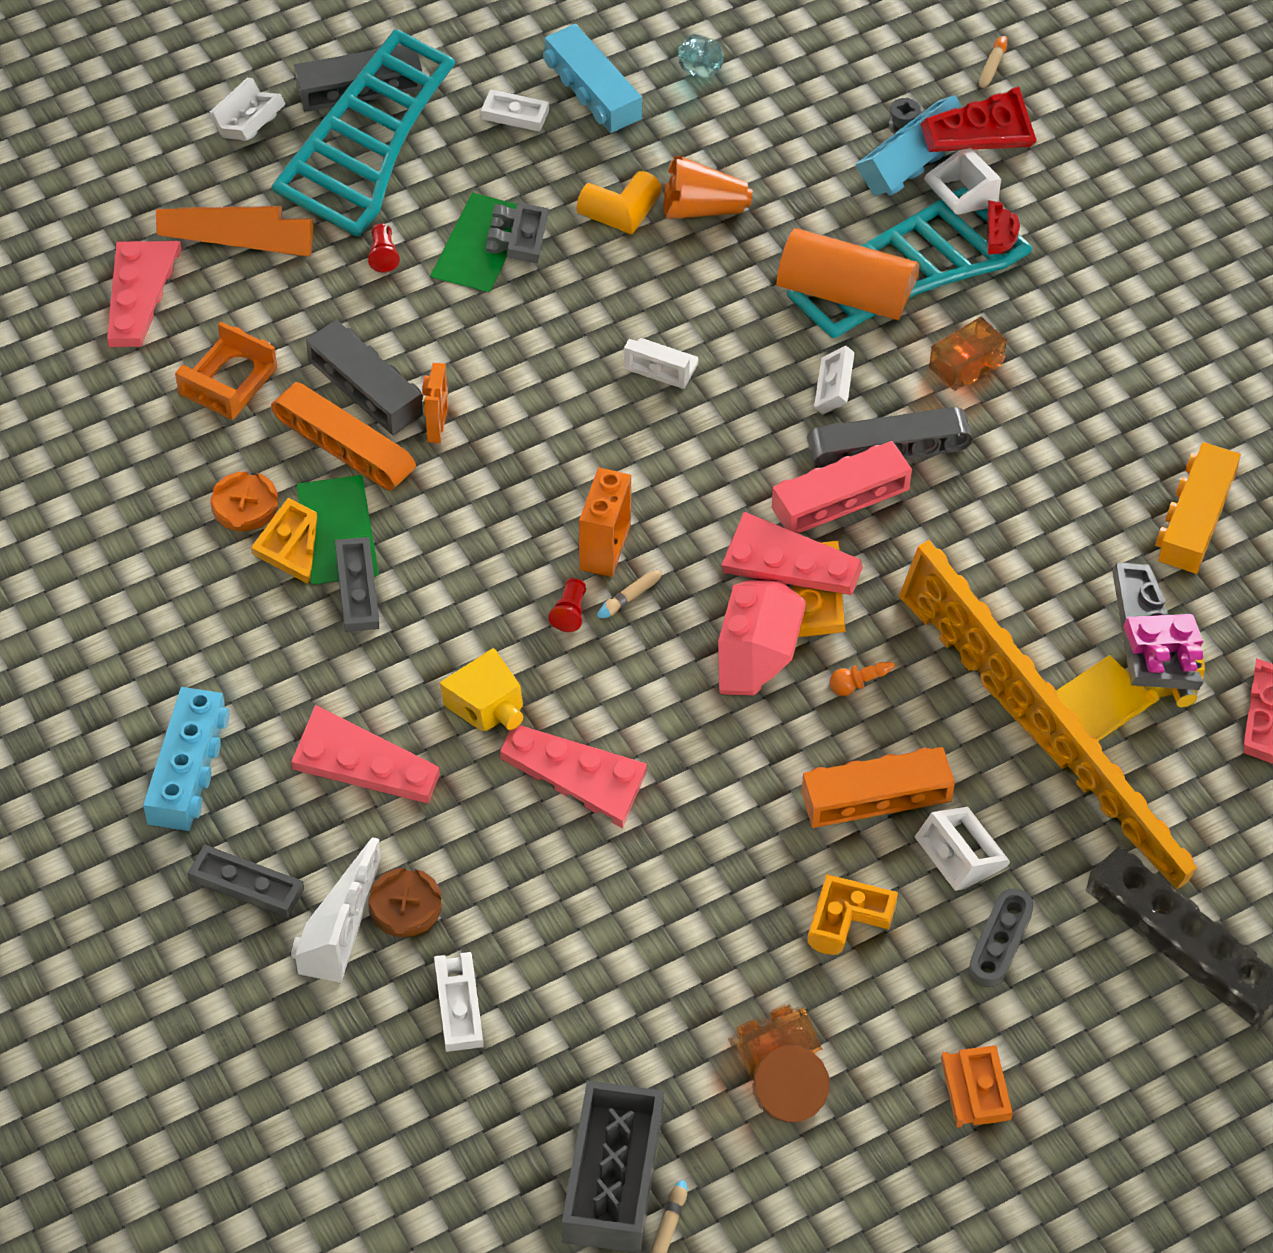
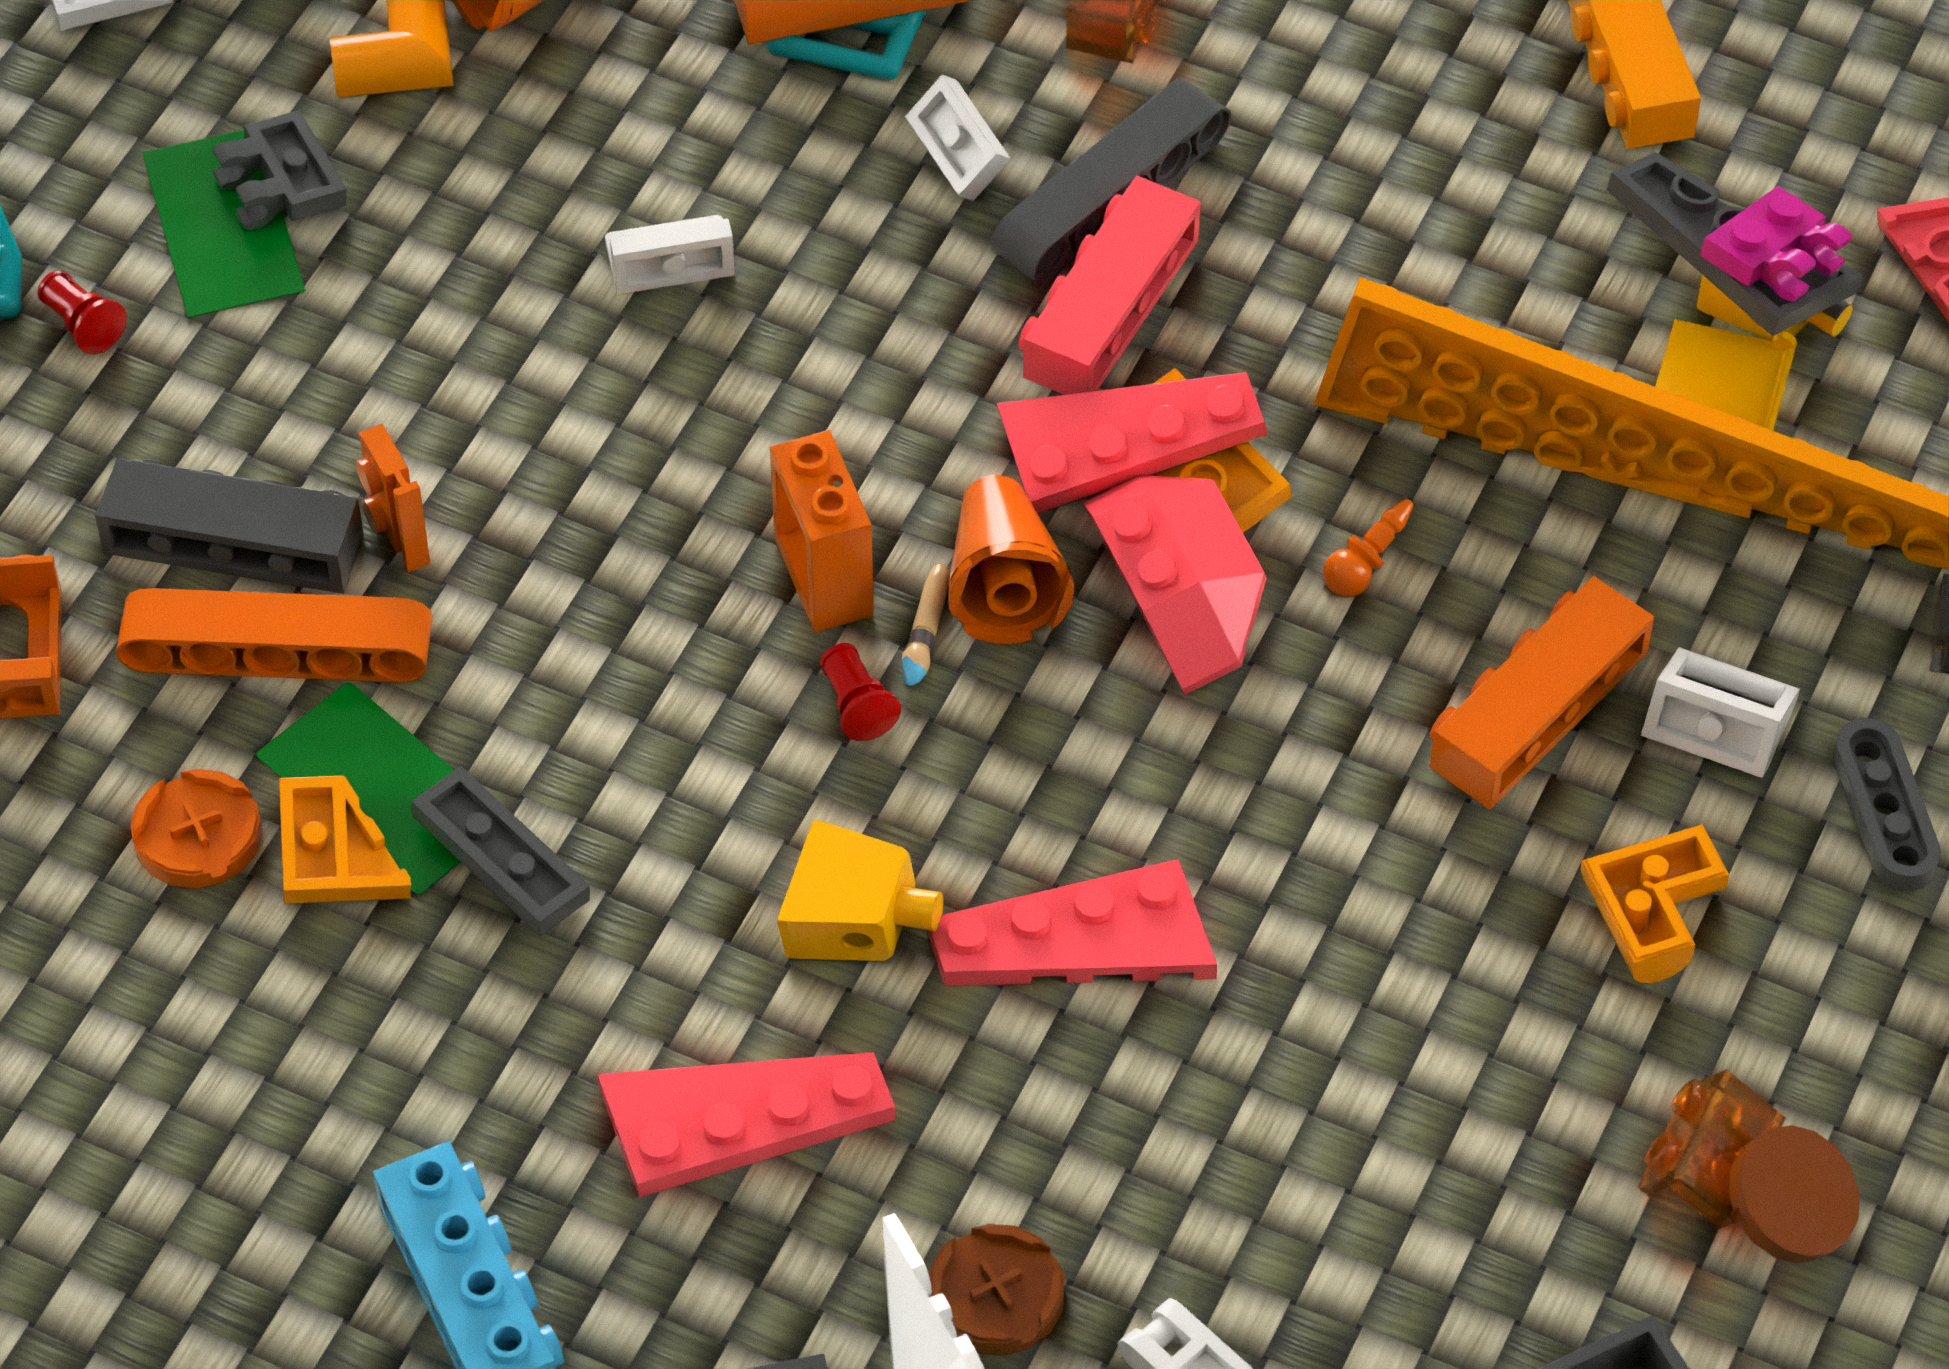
camera: 35 degrees left, 0 degrees up
(679, 585) = (1006, 566): none -> orange cone

